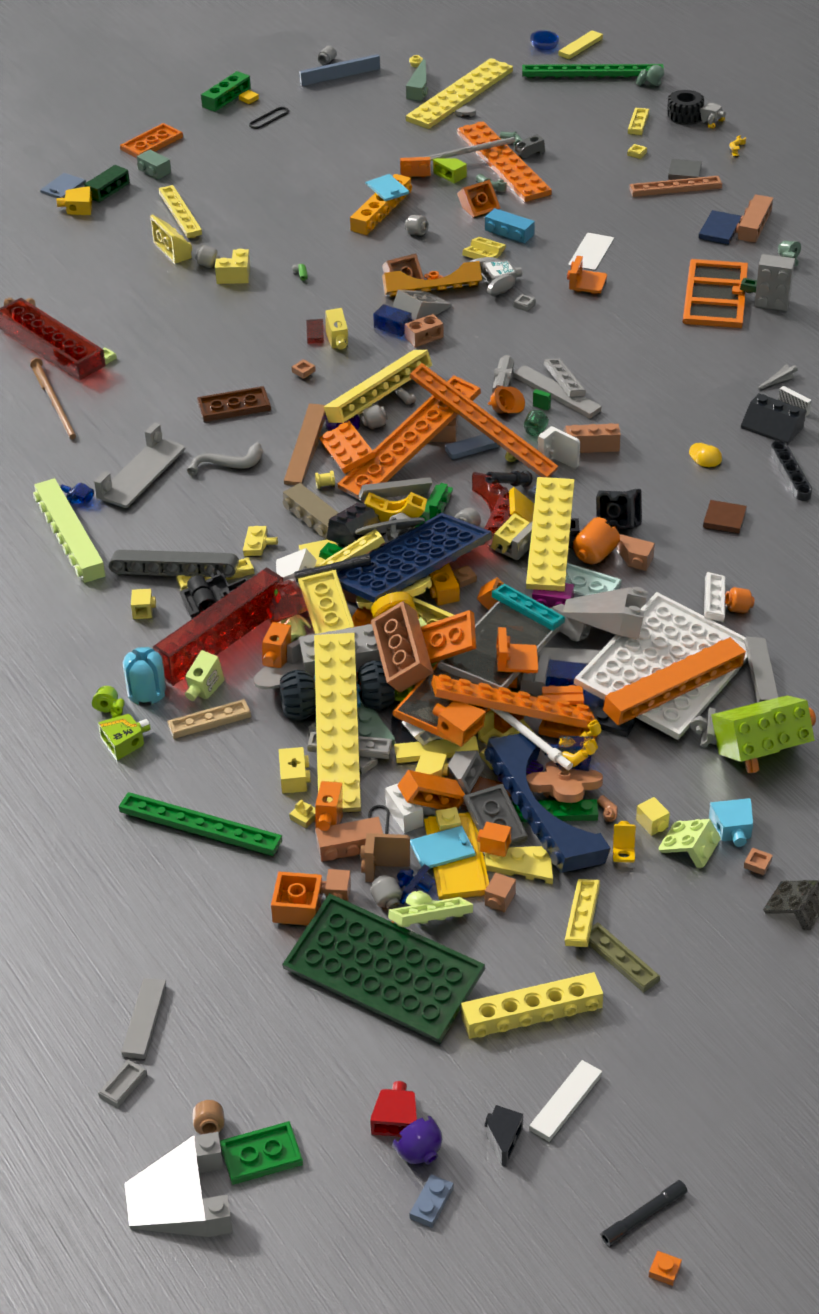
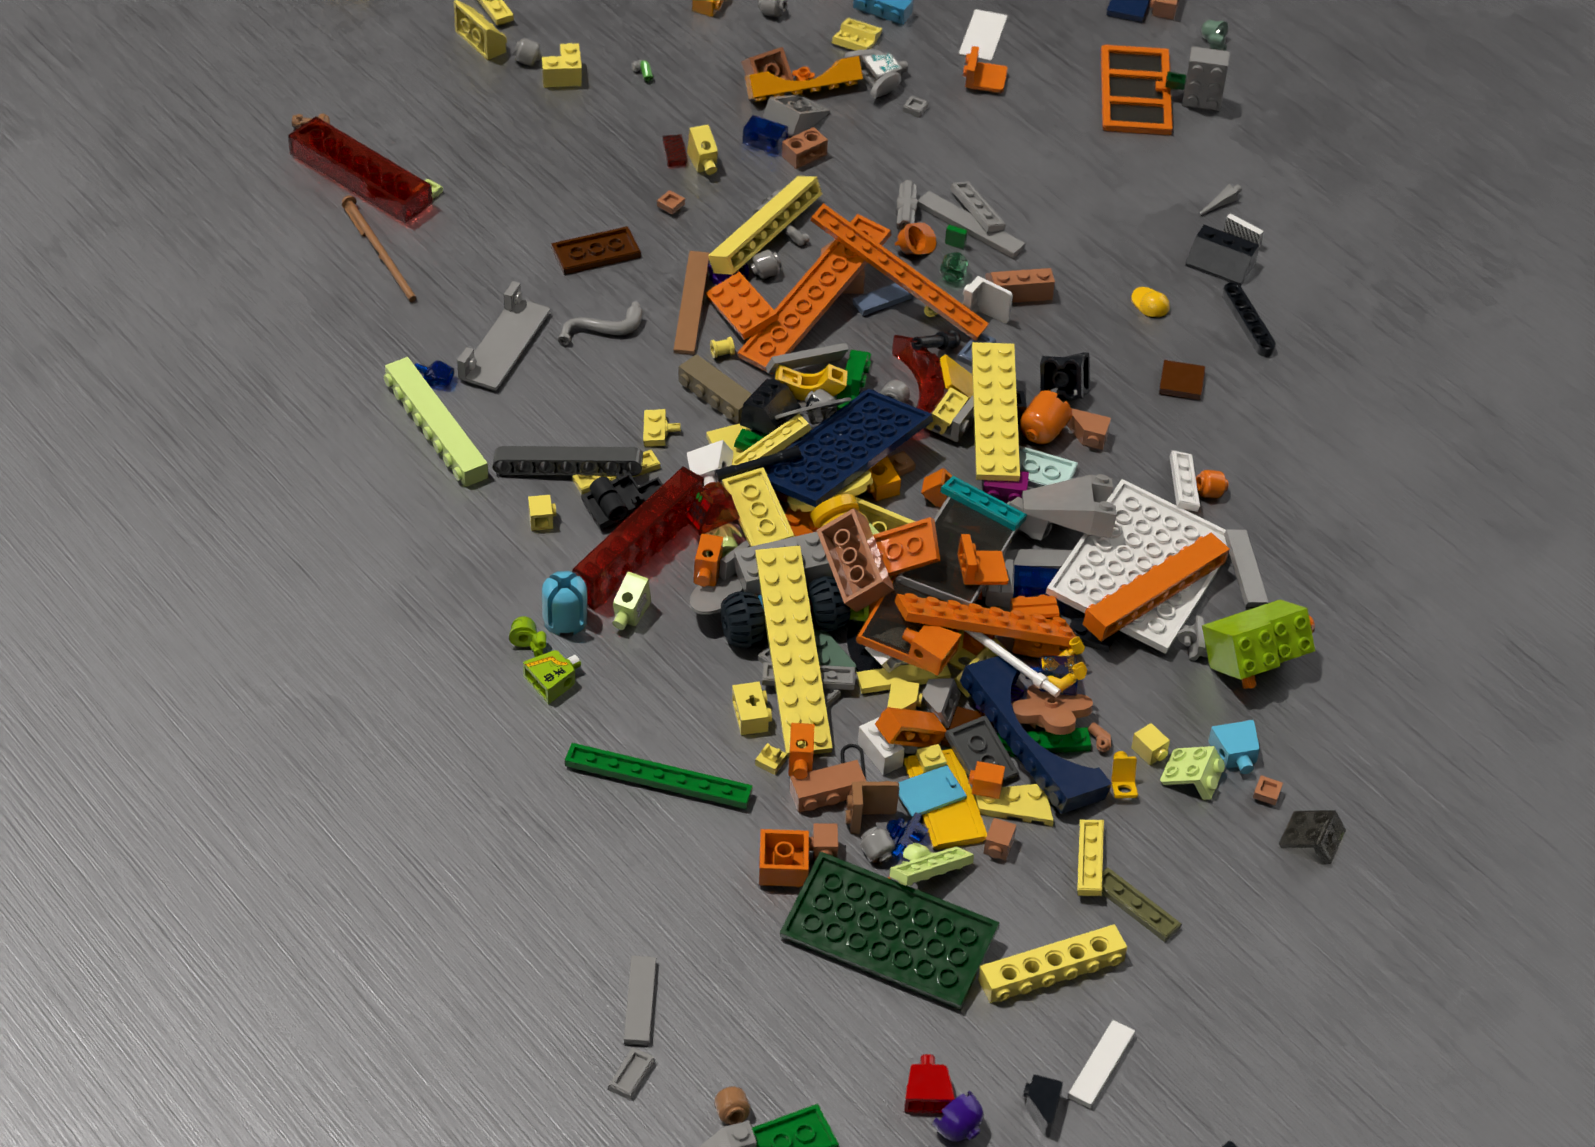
camera: 10 degrees left, 5 degrees up
(209, 718) = (643, 650): tan tile -> none

